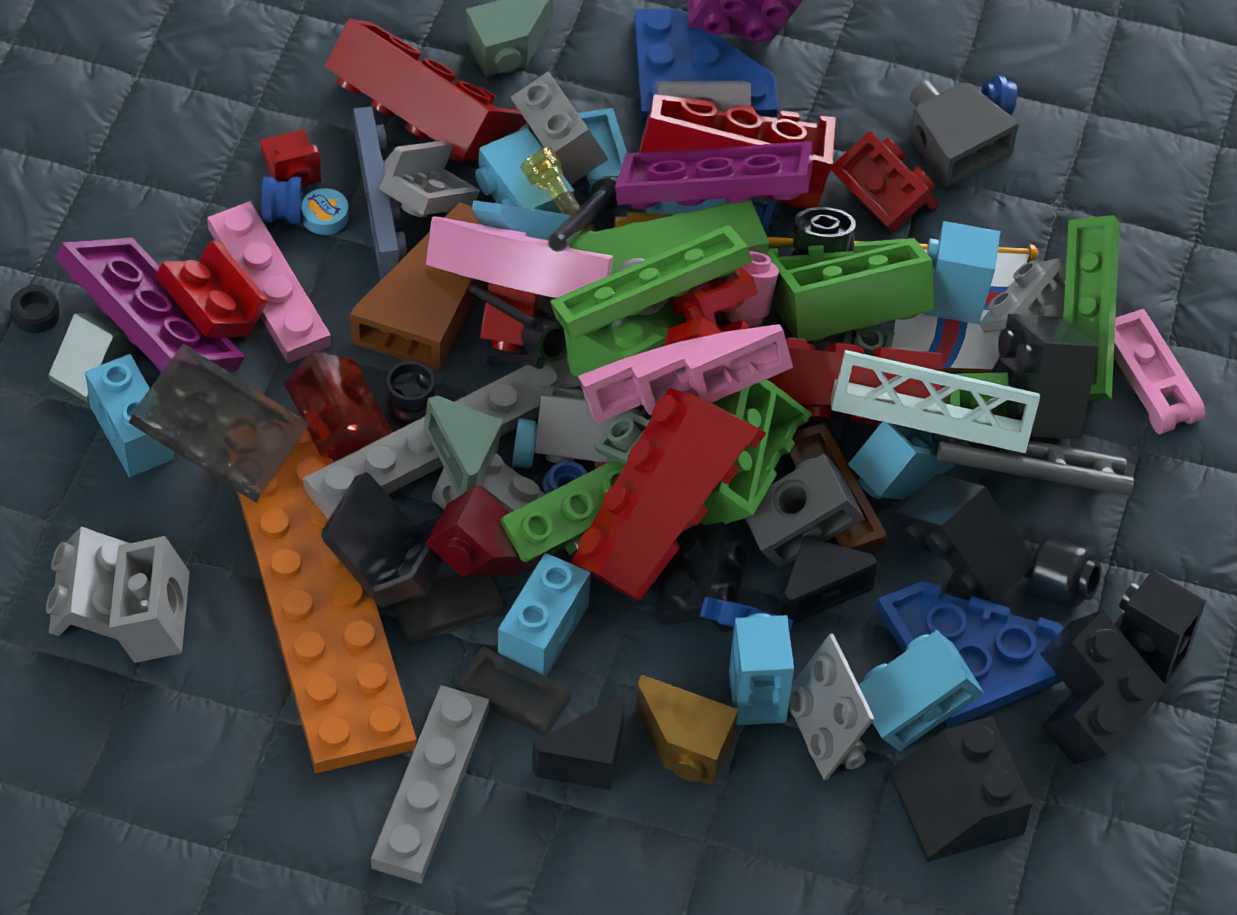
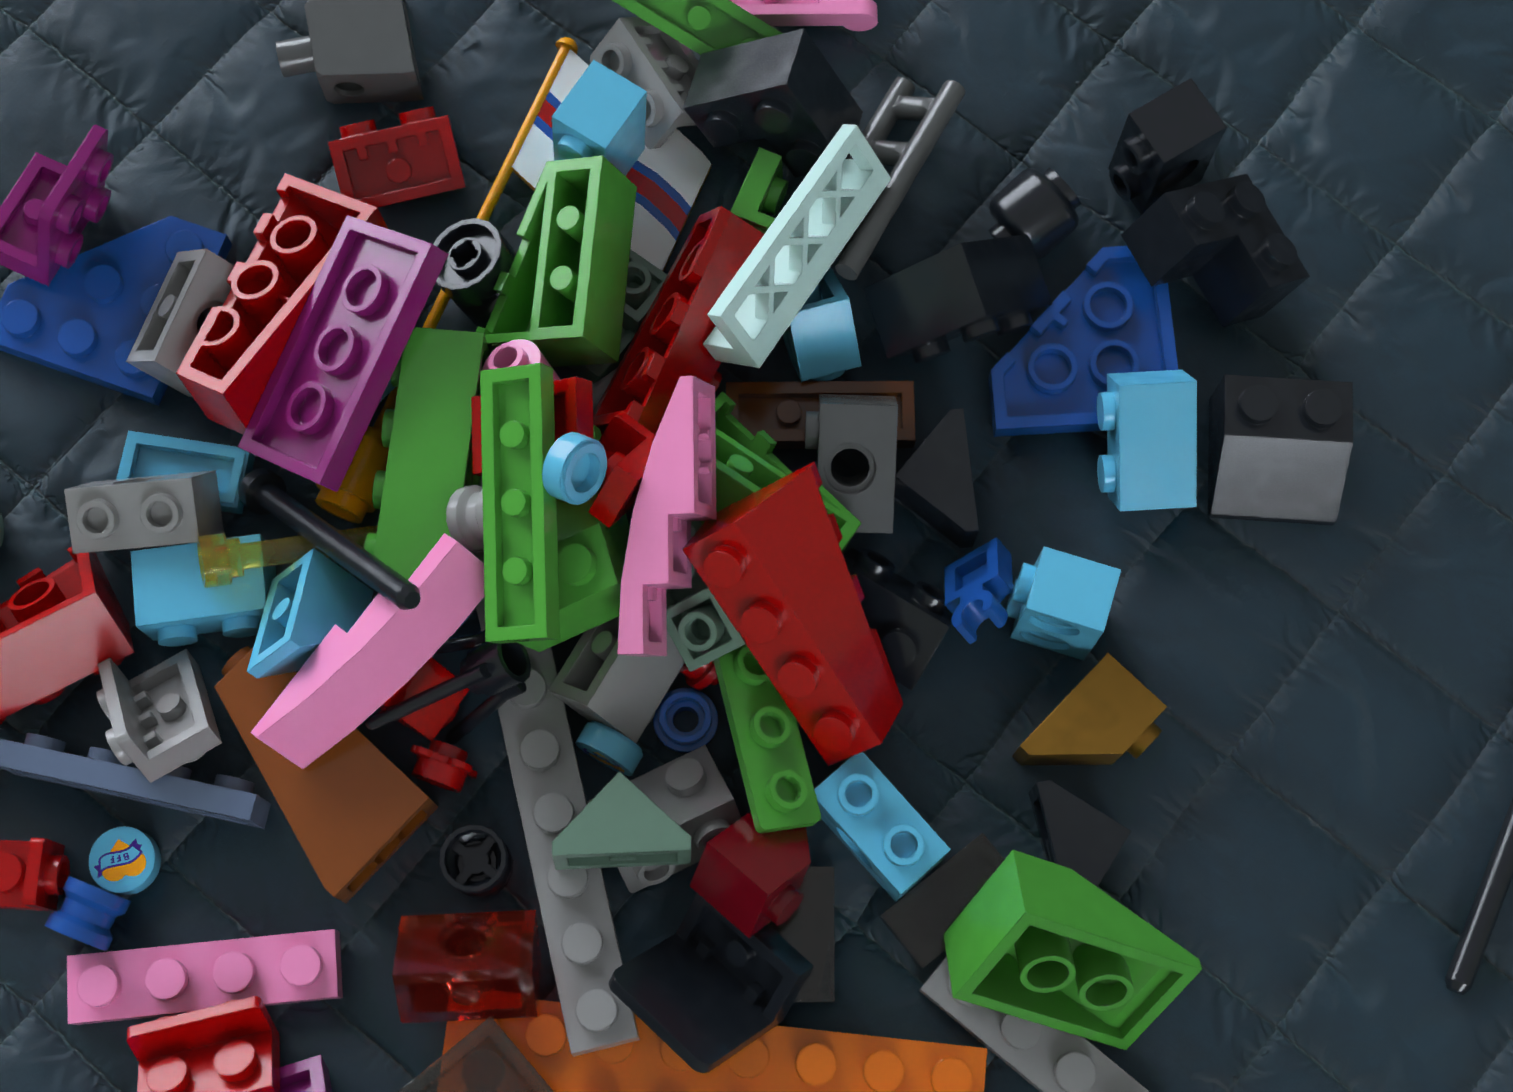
camera: 65 degrees left, 20 degrees up
(467, 353) = (442, 766): none -> red plate
(499, 742) = (1063, 954): none -> bright green slope
(687, 295) = (574, 468): none -> medium azure tile
(830, 710) = (1150, 543): light grey hinge -> none

